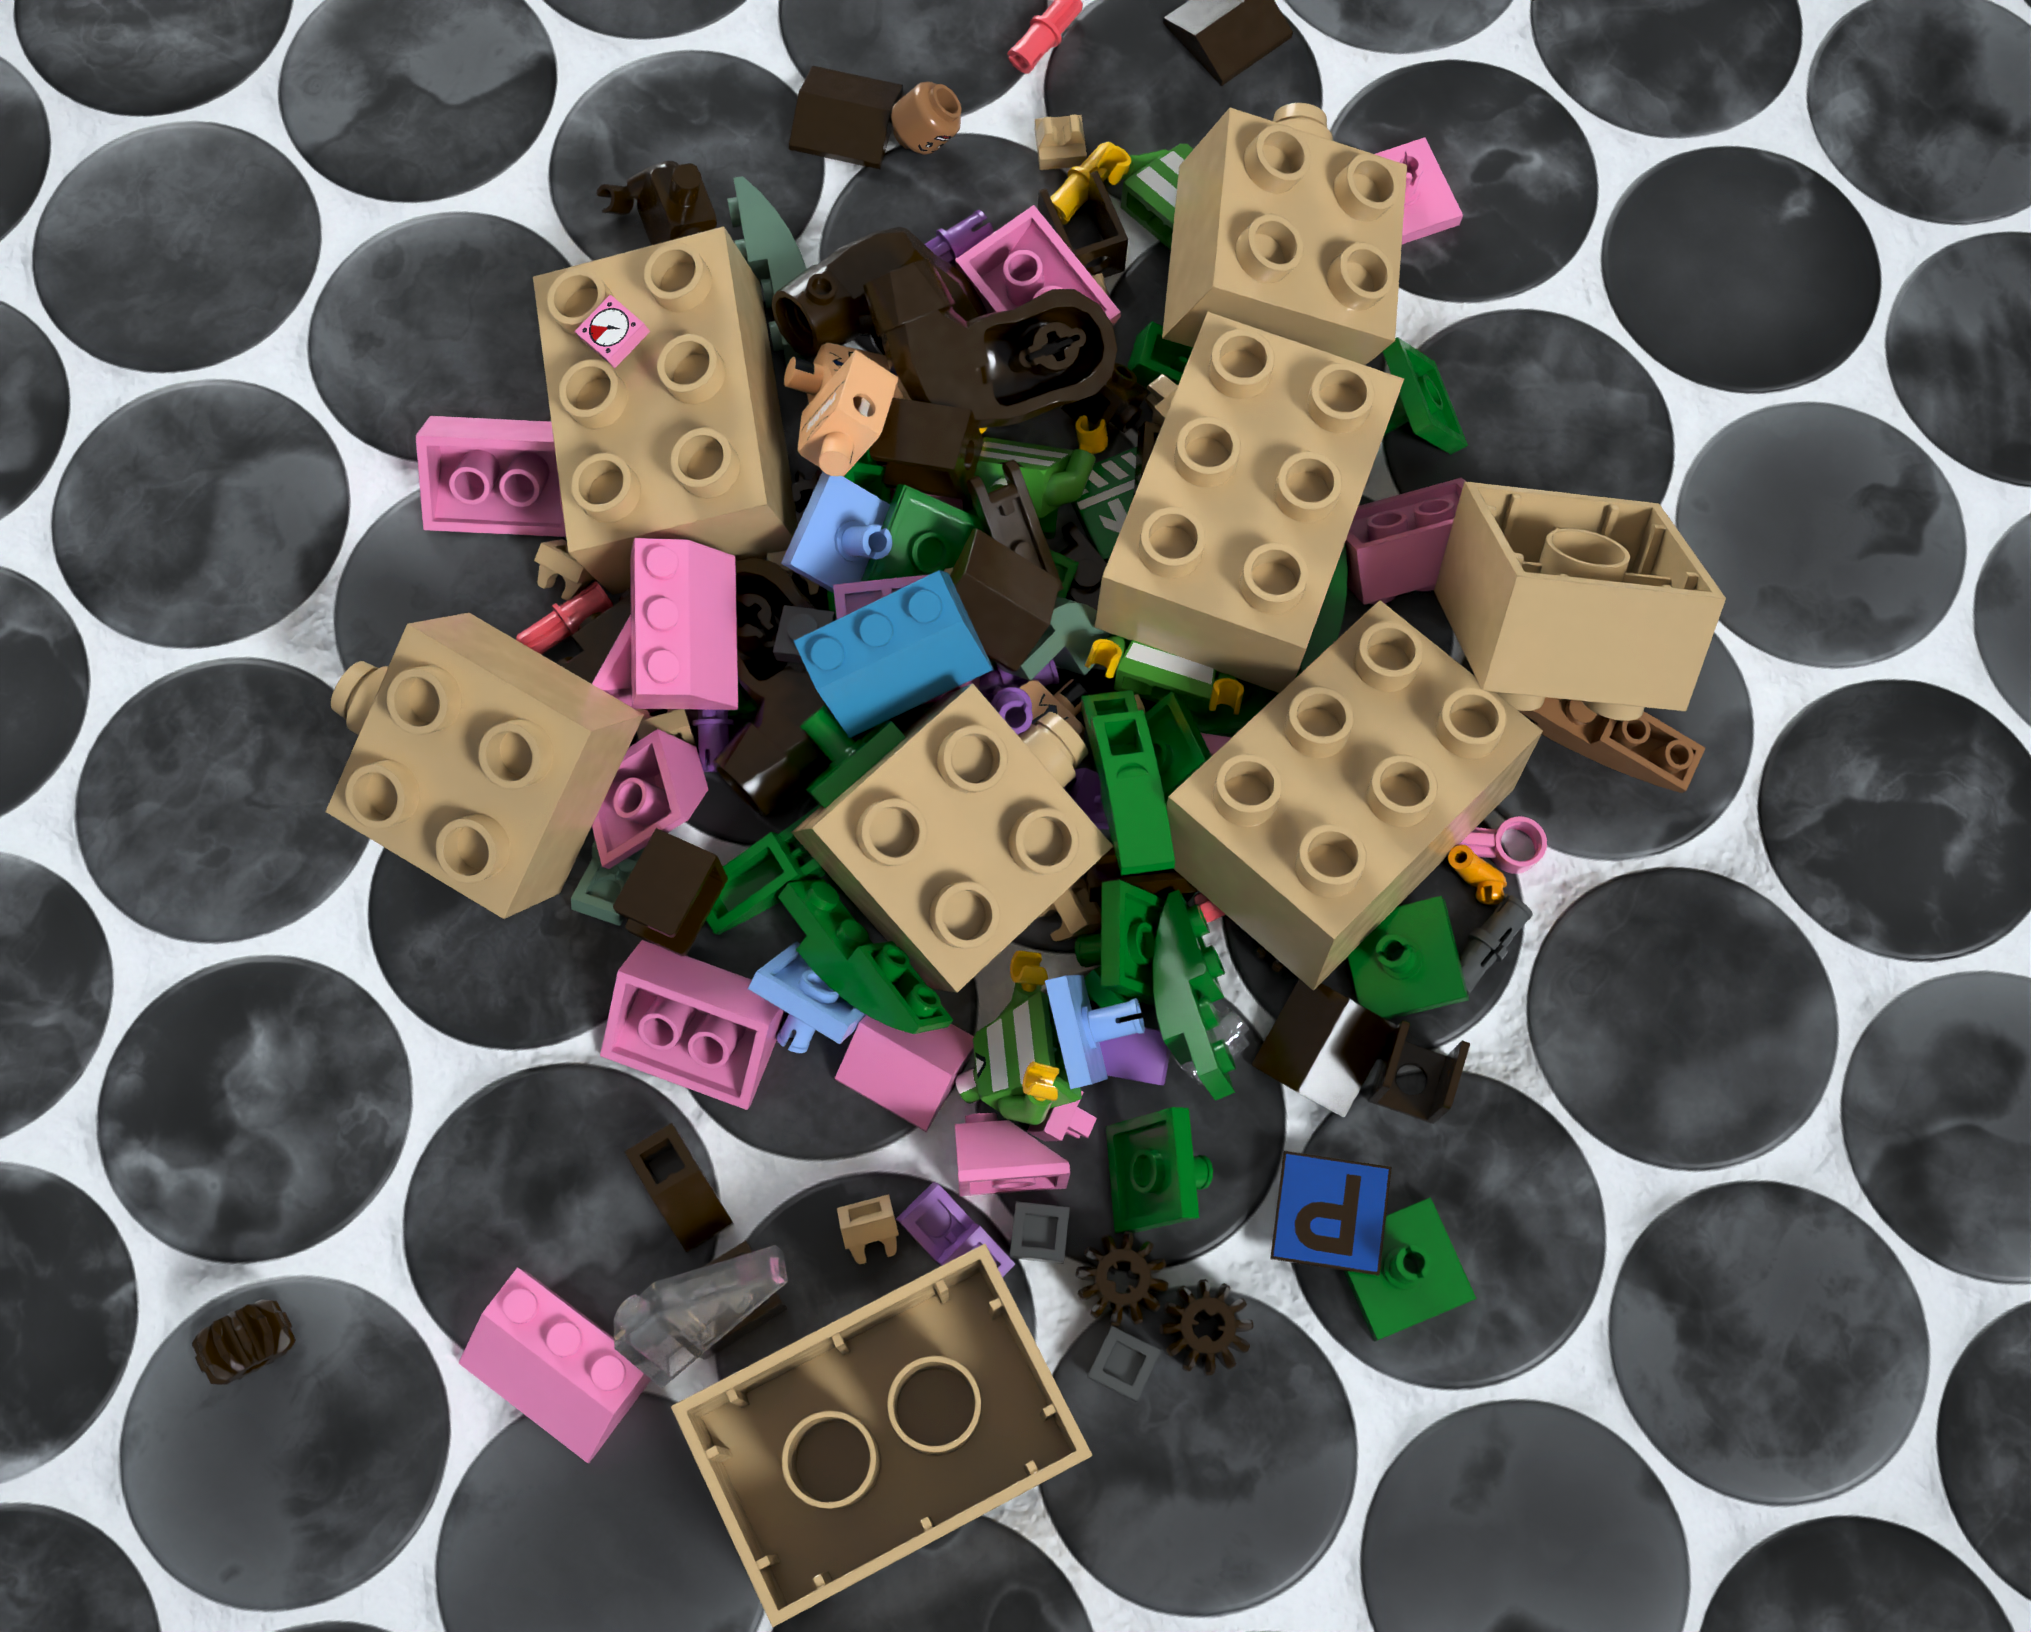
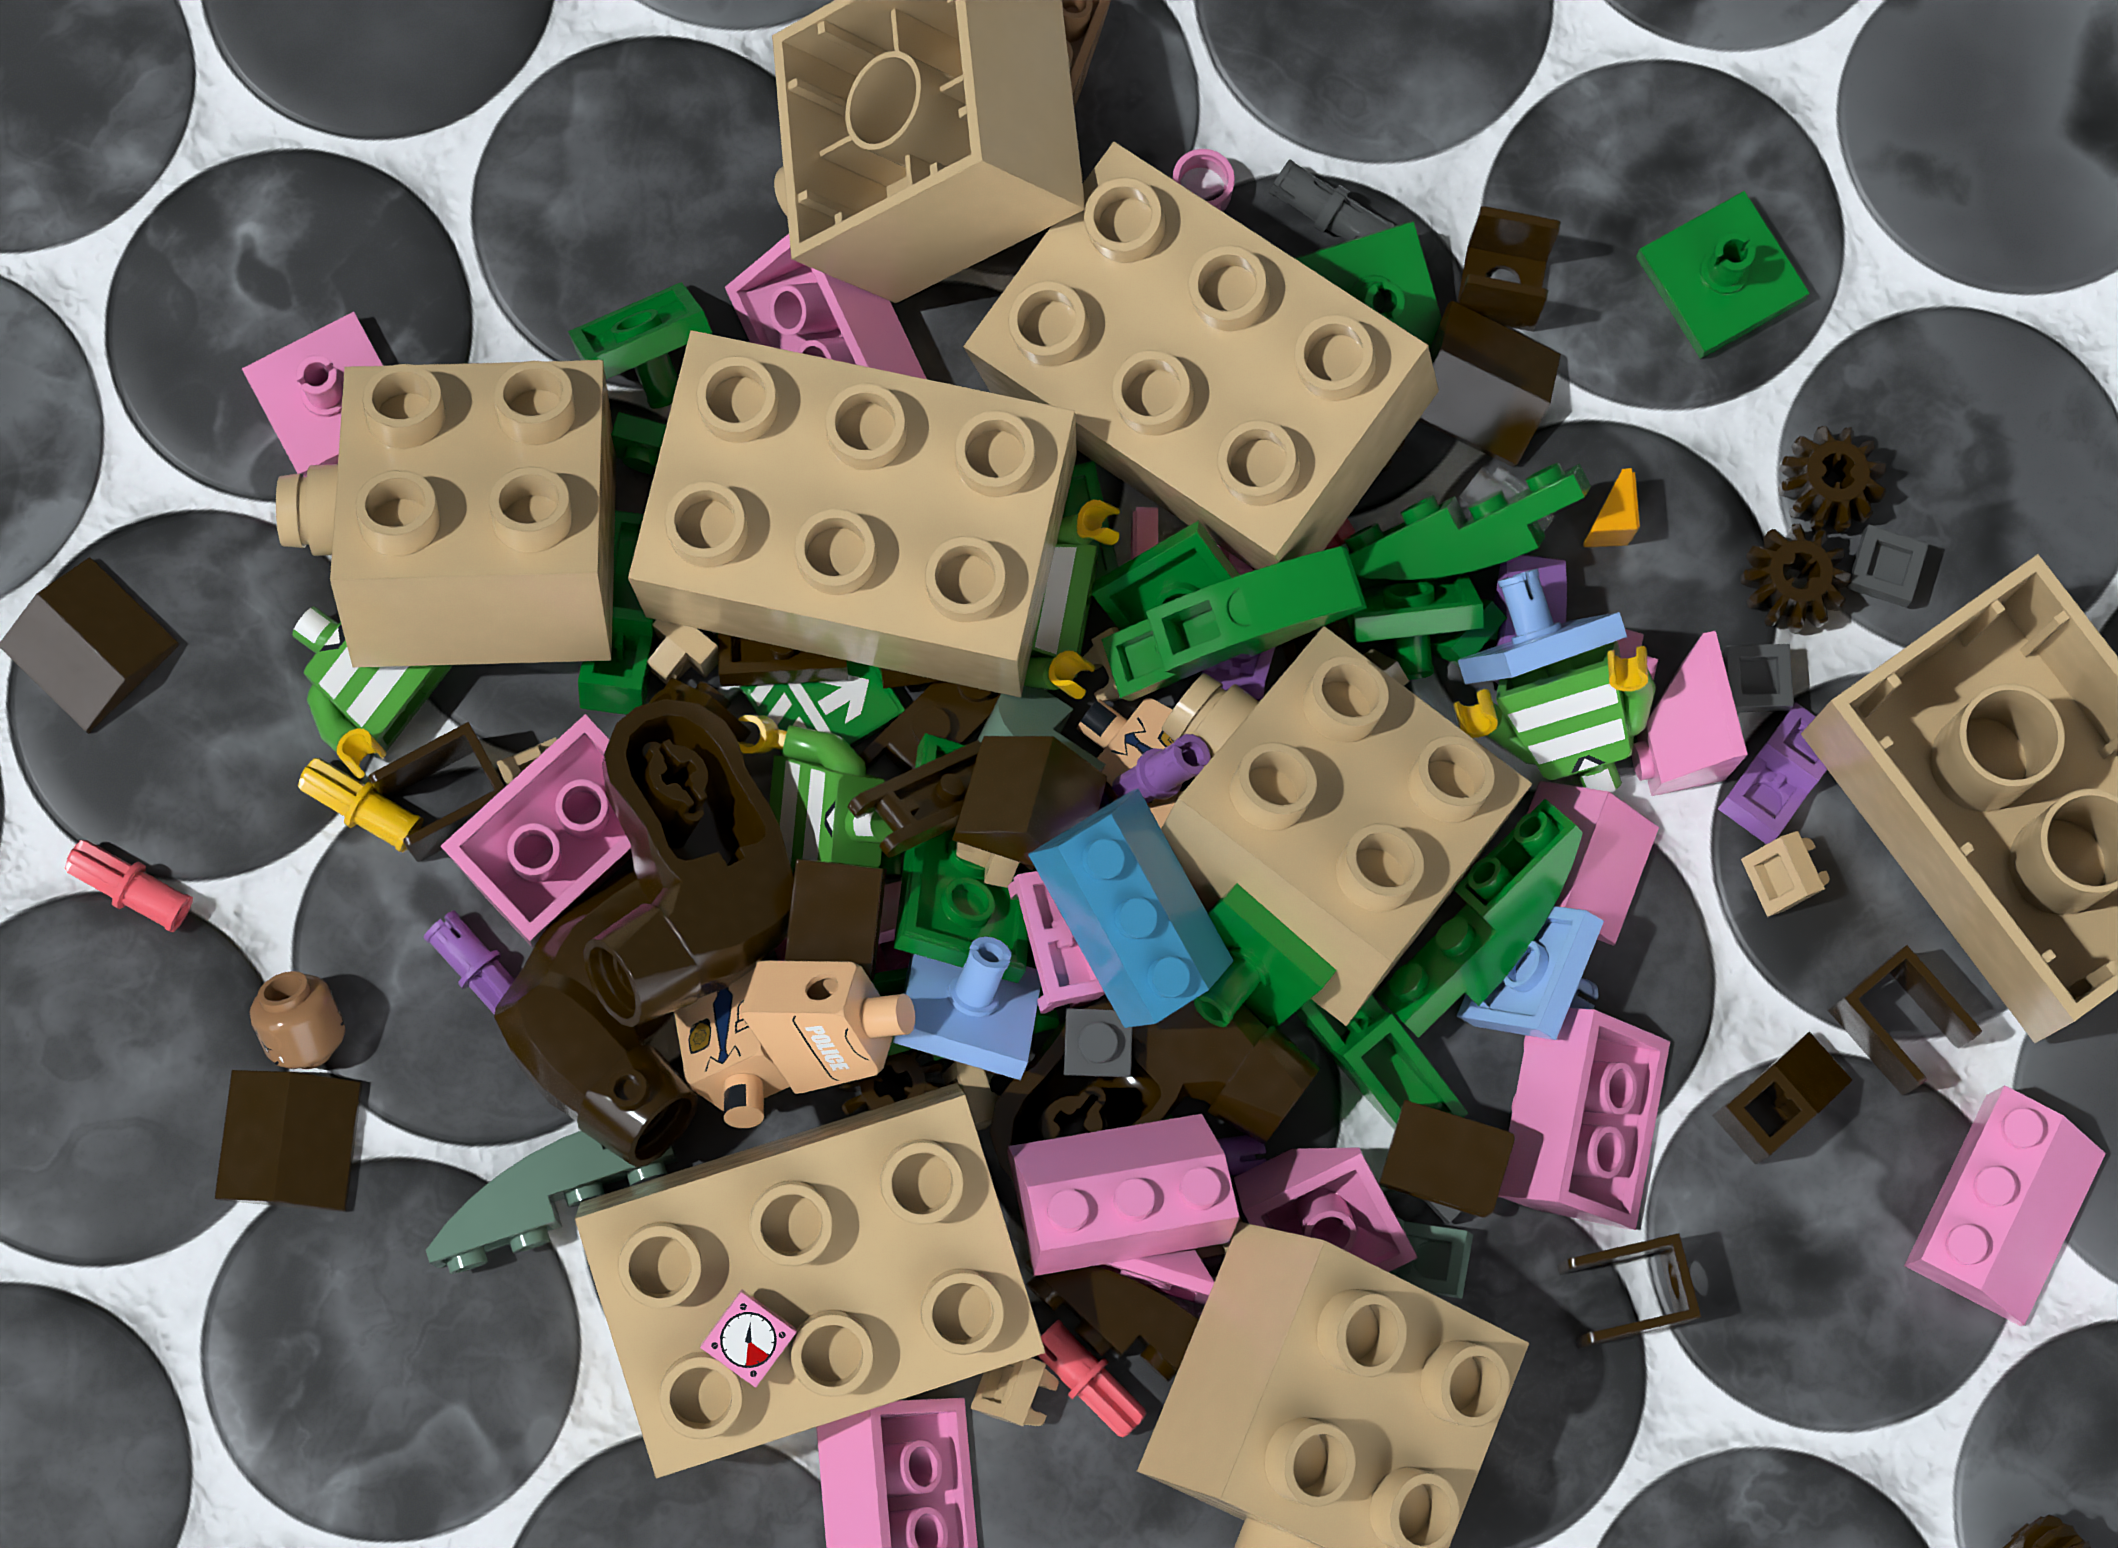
camera: 100 degrees left, 5 degrees up
(515, 1040) = (1677, 1279): none -> dark brown piece
(668, 201) = (498, 1332): dark brown torso -> none
(692, 1311) = (1938, 1033): clear slope -> none
(1060, 142) = (298, 844): tan tile -> none
(1155, 1171) = (1675, 552): green tile -> none
(1206, 1137) = (1618, 516): none -> light orange slope
(1331, 1213) = (1680, 354): blue piece -> none
(1478, 874) = (1256, 212): light orange arm -> none

